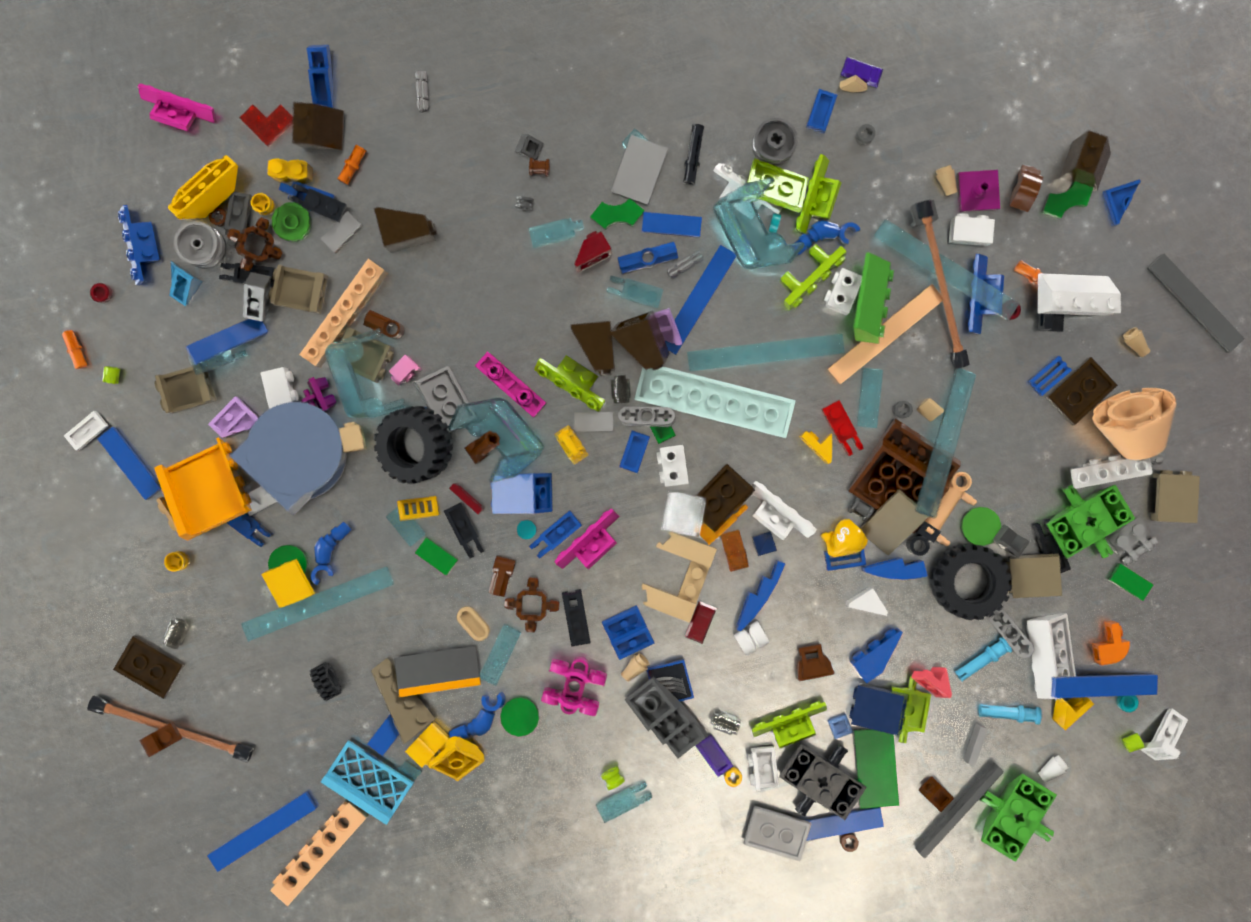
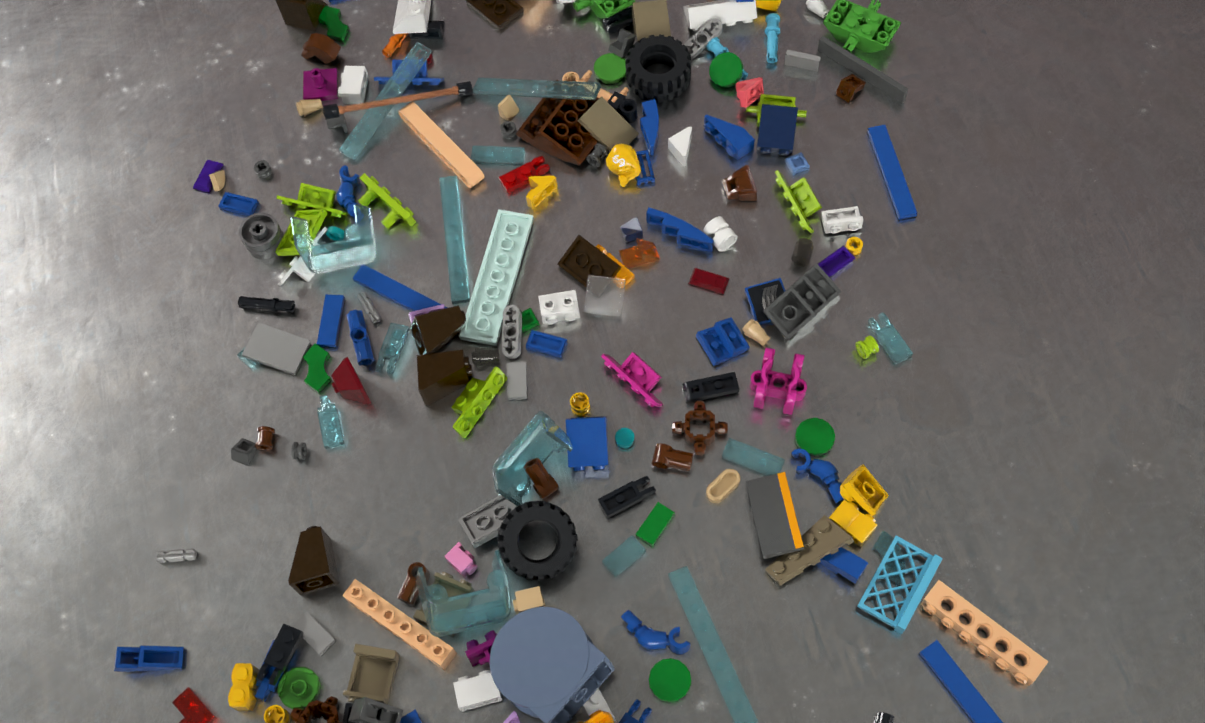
camera: 85 degrees left, 25 degrees down
(288, 583) = (690, 674): yellow slope -> none
(317, 126) = (199, 656): dark brown slope -> none
(325, 681) = (794, 628): black tyre -> none
(351, 164) = (244, 624): orange pin -> none
(401, 511) = (608, 555): yellow slope -> none
(467, 498) = (594, 493): dark red tile -> none
(510, 384) = (478, 457): dark pink plate -> none
(557, 533) = (627, 408): blue hinge -> none
(560, 488) = (579, 400): none -> yellow wheel
(571, 444) = (538, 399): yellow piece -> none
(685, 603) = (691, 294): tan wedge -> none
(777, 515) = (604, 217): white bracket -> none
(777, 833) = (902, 205): light grey tile -> none
(836, 793) = (848, 169): black slope -> none
(843, 292) = (401, 177): white brick -> none
(843, 841) = (903, 146): reddish brown bush -> none
(872, 299) = (408, 150): bright green slope -> none
(876, 768) = (832, 134): green tile -> none
(966, 658) = (726, 69): none -> green tile
(1061, 365) = (473, 19): blue tile -> none

